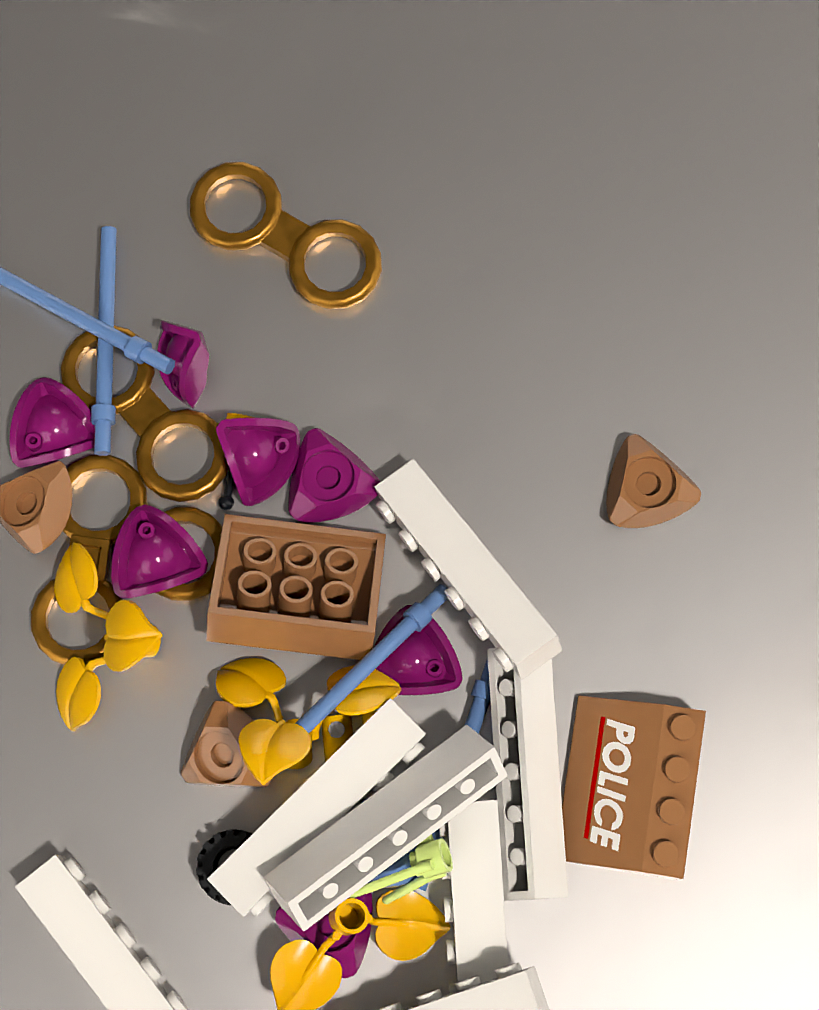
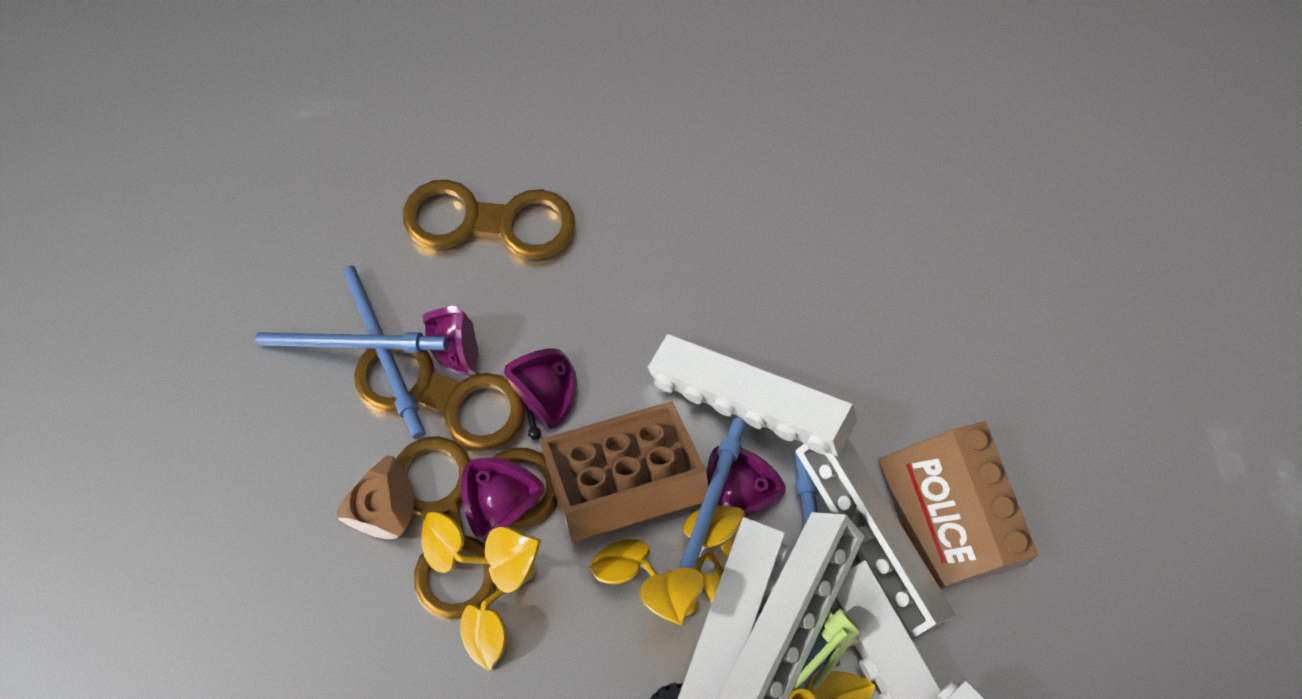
camera: 25 degrees left, 10 degrees down
(49, 424) = (365, 433): magenta hat -> none
(216, 752) = (626, 626): medium nougat hat -> none
(328, 480) = (607, 382): magenta hat -> none
(647, 486) = (850, 283): medium nougat hat -> none

